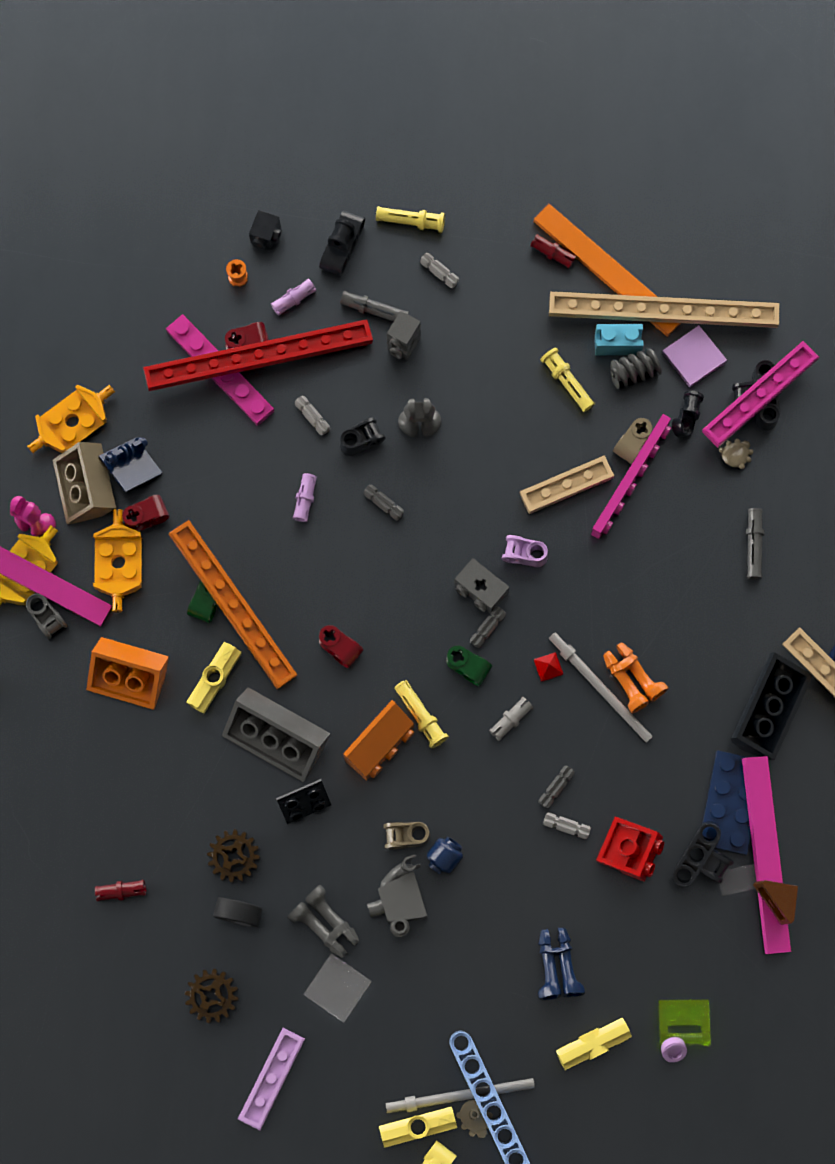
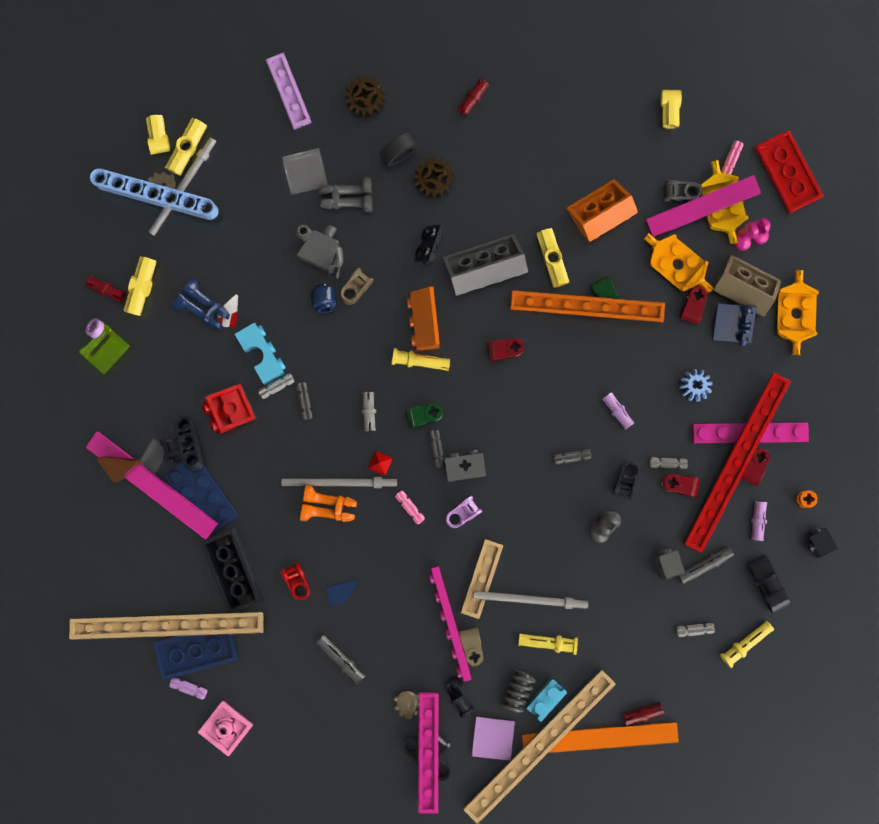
camera: 125 degrees right, 10 degrees up
(228, 445) = (696, 378): none -> light blue gear
(321, 385) = (683, 484): none -> dark red piece
(518, 395) = (567, 602): none -> light grey bar
(531, 939) = (231, 307): none -> white sticker
(555, 845) = (253, 338): none -> medium azure arch
(563, 604) = (410, 508): none -> bright pink axle
(627, 1076) = (105, 288): none -> dark red pin
(696, 597) = (340, 593): none -> dark blue sticker
(724, 647) = (295, 580): none -> red piece

